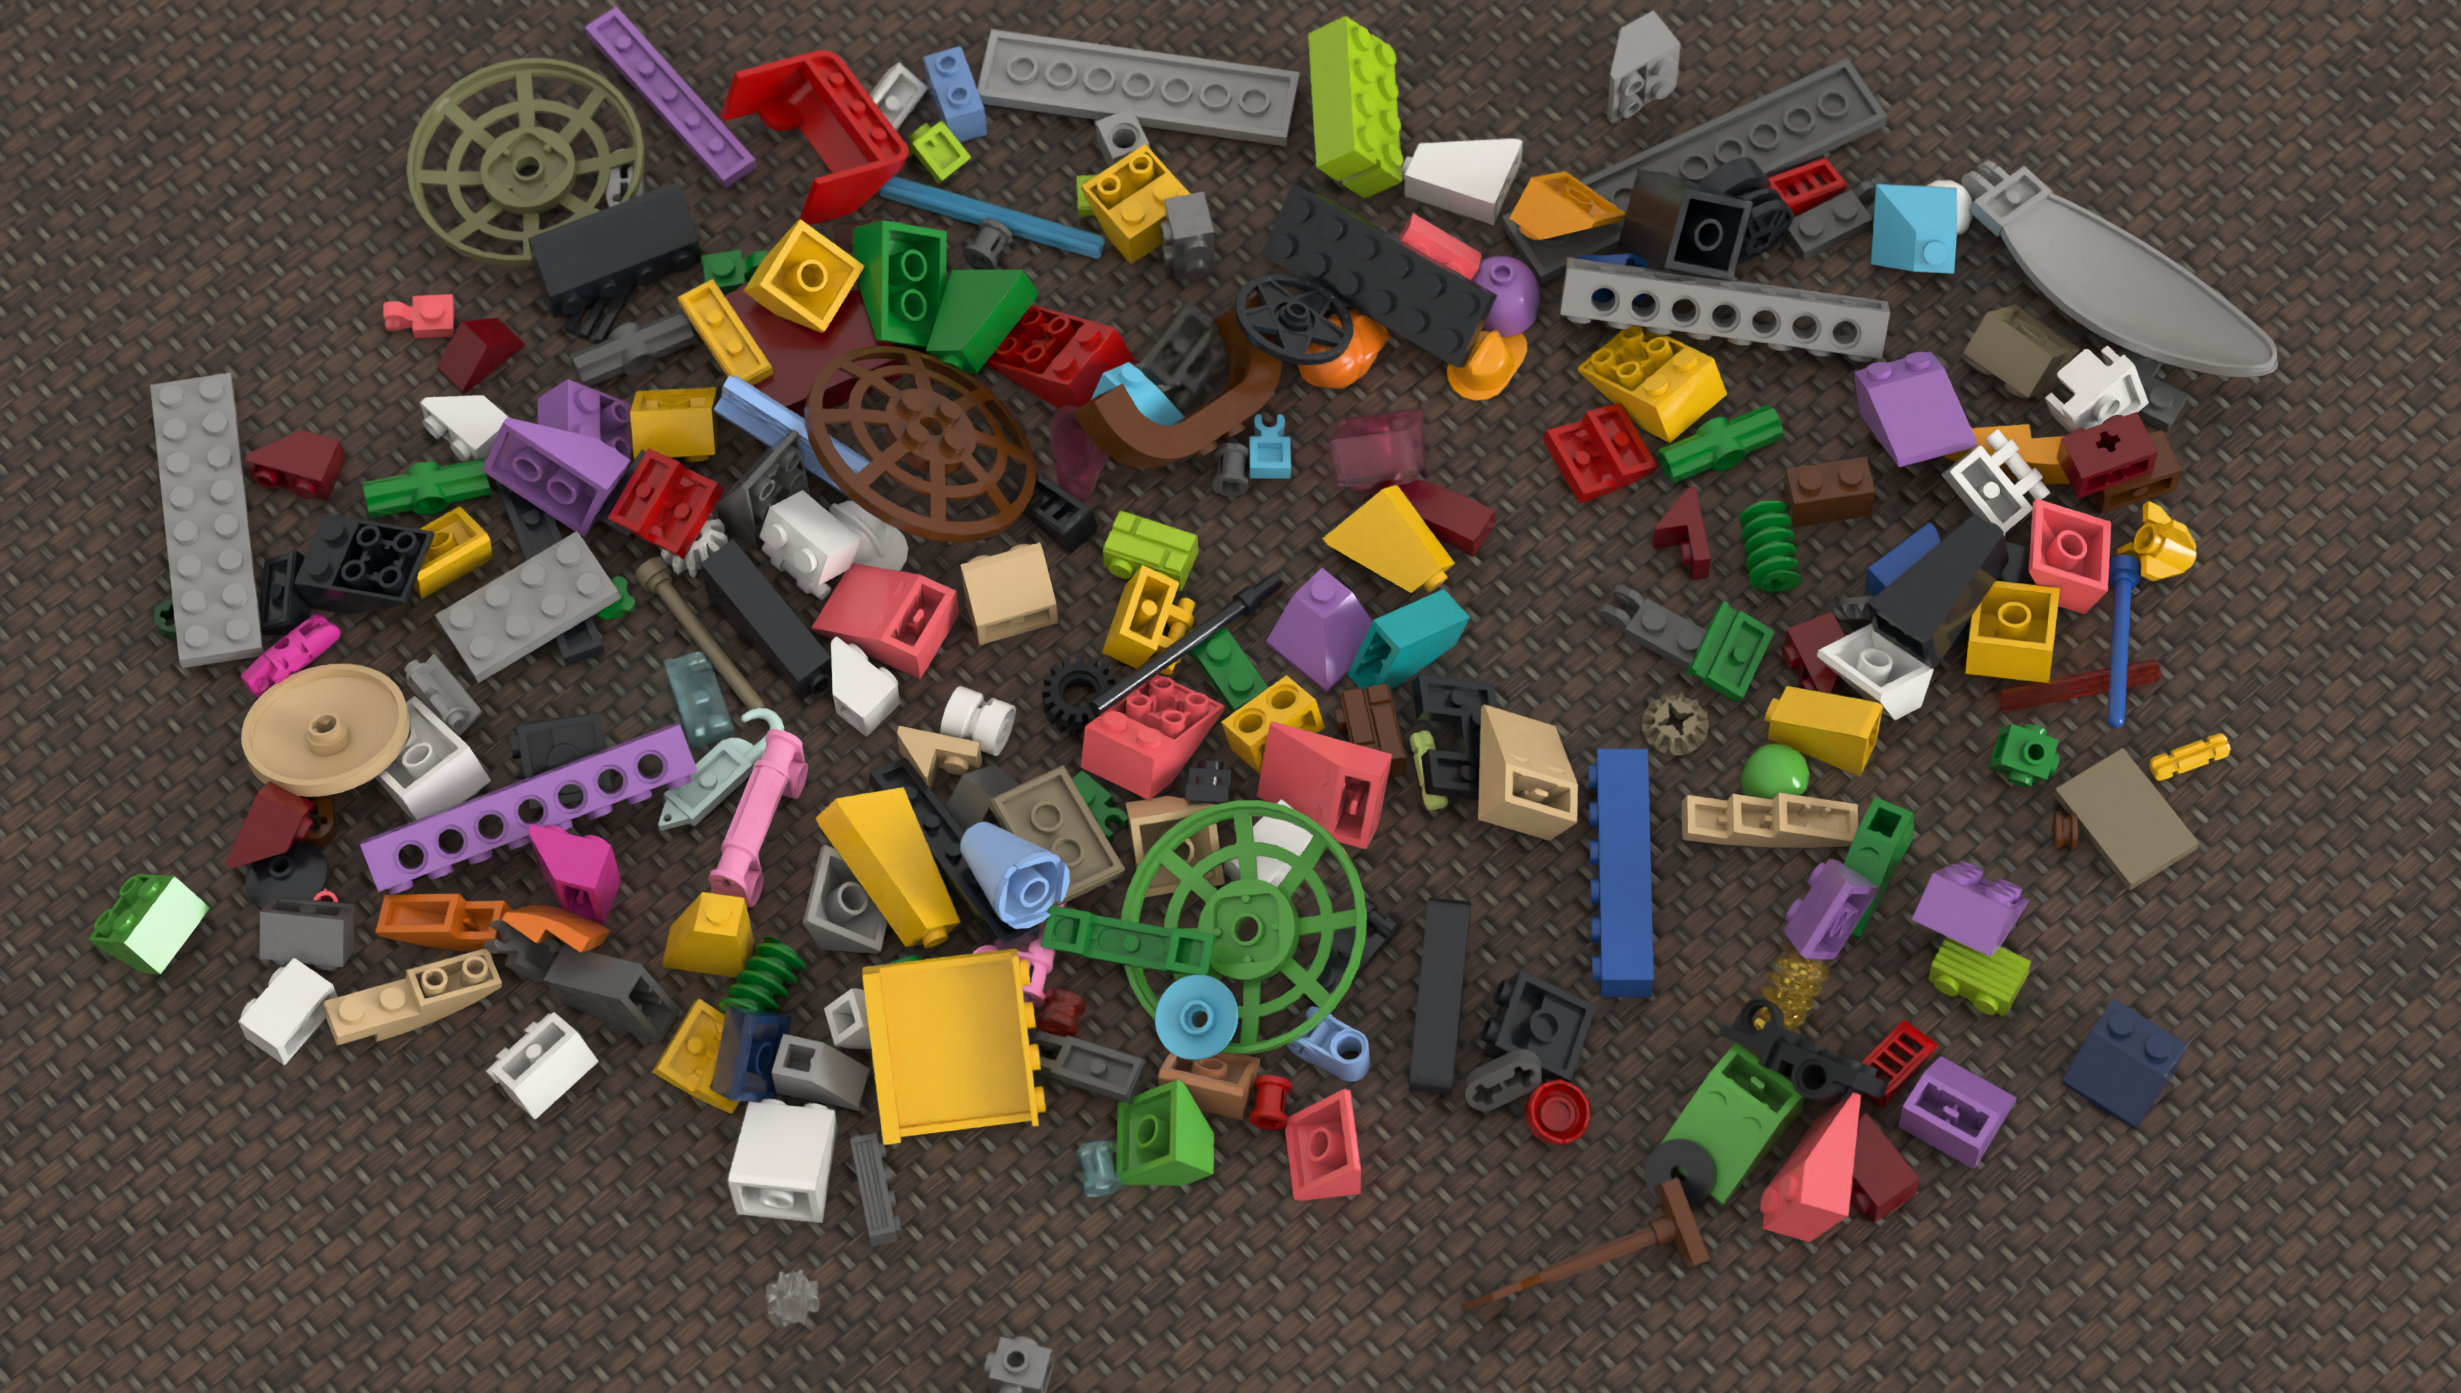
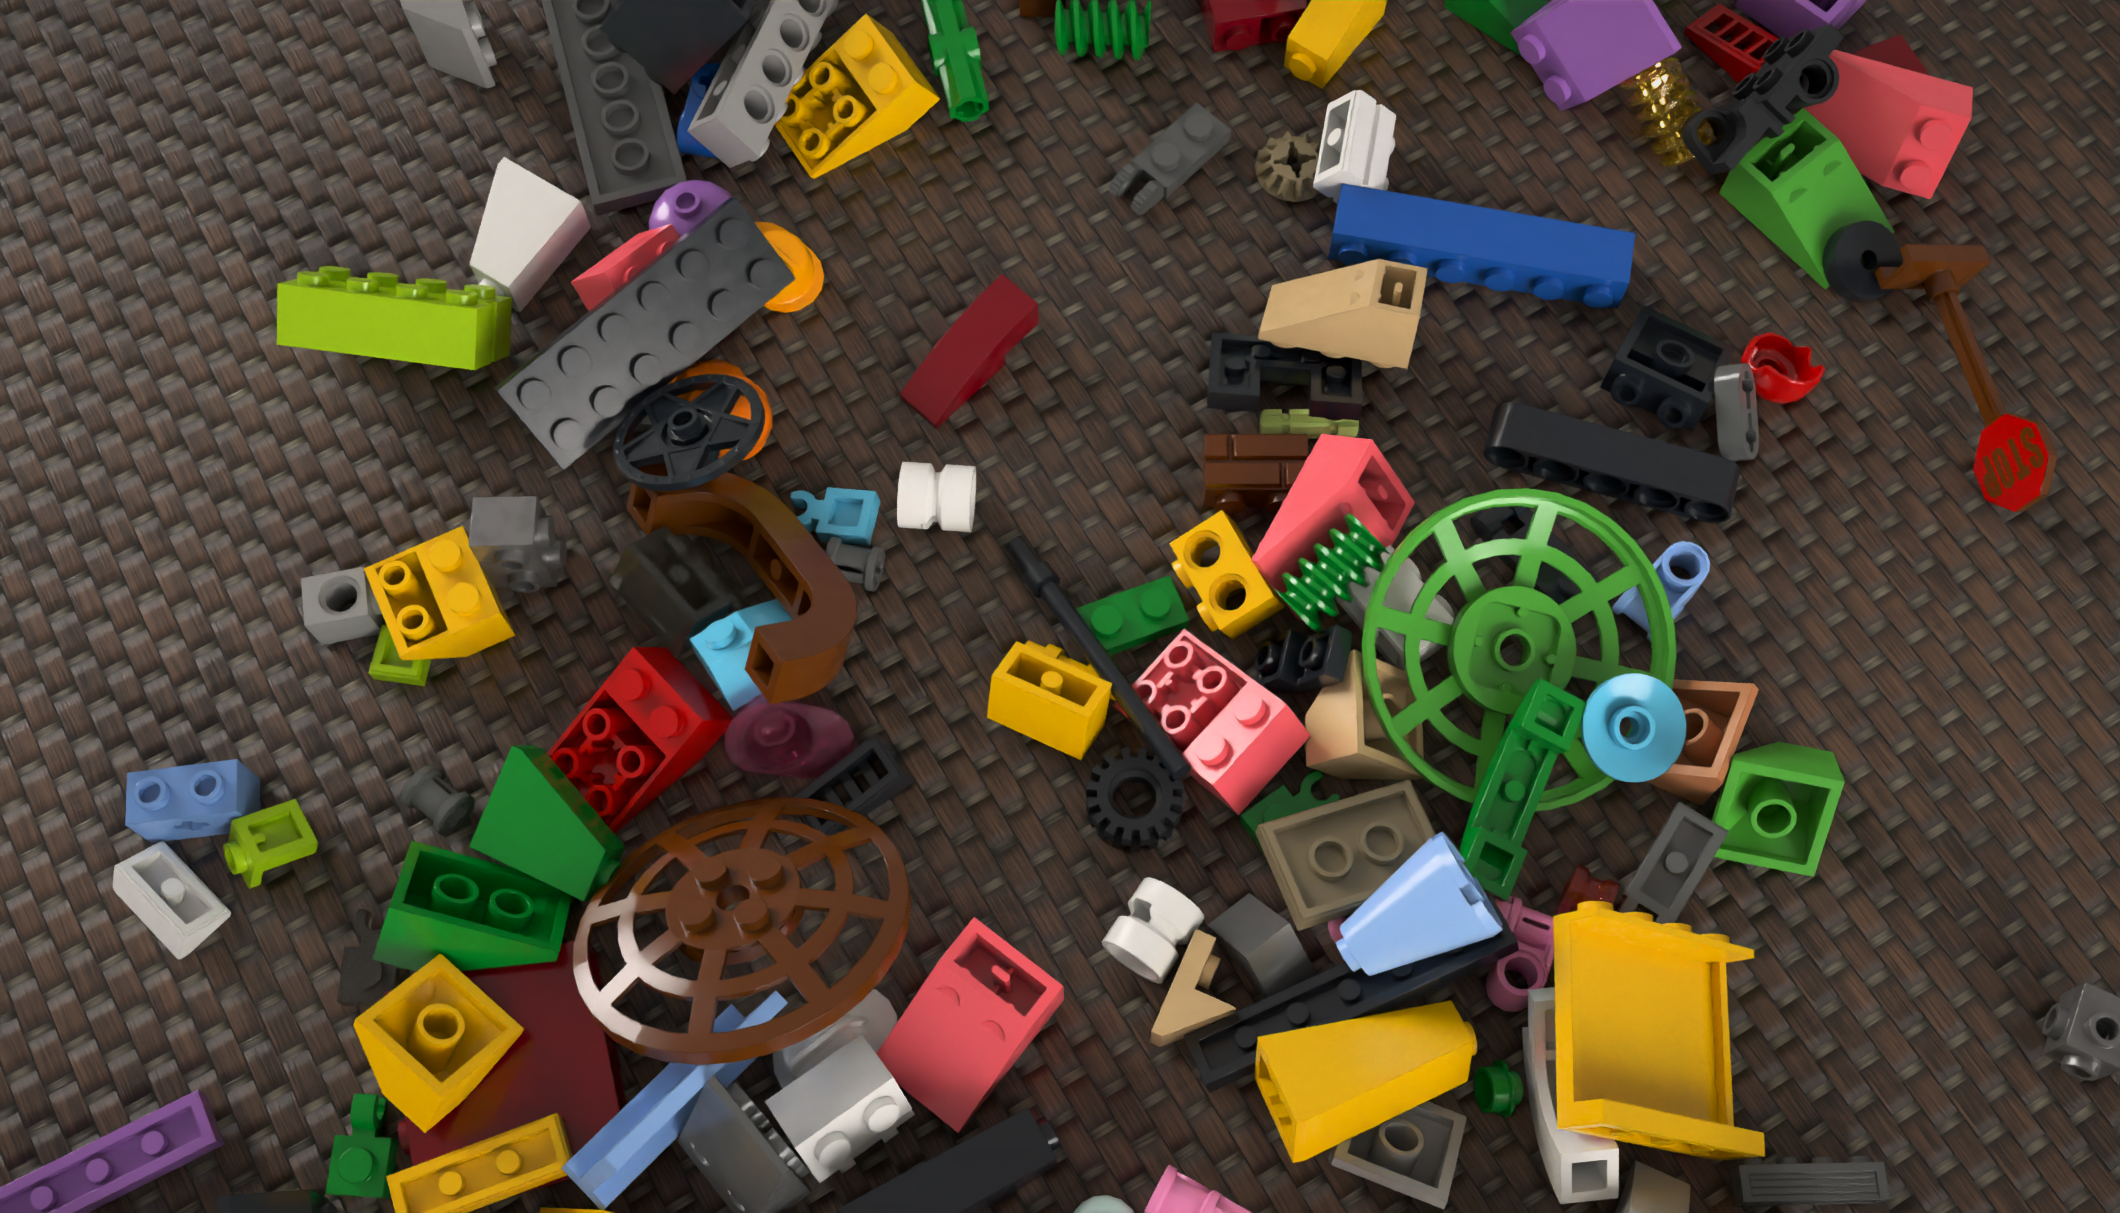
camera: 80 degrees left, 5 degrees up
(836, 118) = (175, 963): red windscreen -> none
(859, 689) = (1068, 1083): white slope -> none
(976, 211) = (385, 796): dark azure axle -> none
(1009, 593) = (982, 853): tan slope -> none
(1098, 1168) = (1825, 892): clear light blue bush -> none
(1151, 544) = (948, 677): lime brick -> none
(1159, 87) = (252, 587): light grey plate -> none
(1270, 1102) = (1727, 667): red bush -> none
(1271, 778) = (1333, 572): none -> green piece
(1296, 512) = (936, 496): none -> white wheel
(1321, 630) = (1102, 502): medium lavender slope -> none
(1324, 1149) = (1802, 619): coral slope -> none
(1379, 448) = (873, 386): clear pink slope -> none
(1393, 542) = (1008, 398): yellow slope -> none
(1408, 641) = (1147, 409): teal slope -> none
(1560, 206) = (617, 130): light orange slope -> none
(1599, 452) = (929, 174): red slope -> none
(1685, 528) = (1051, 98): dark red slope -> none
(1690, 761) = (1355, 145): none -> white brick
(1730, 652) = (1222, 90): green plate -> none
(1774, 823) = (1434, 101): tan slope -> none
(1775, 771) = (1381, 76): bright green hair -> none

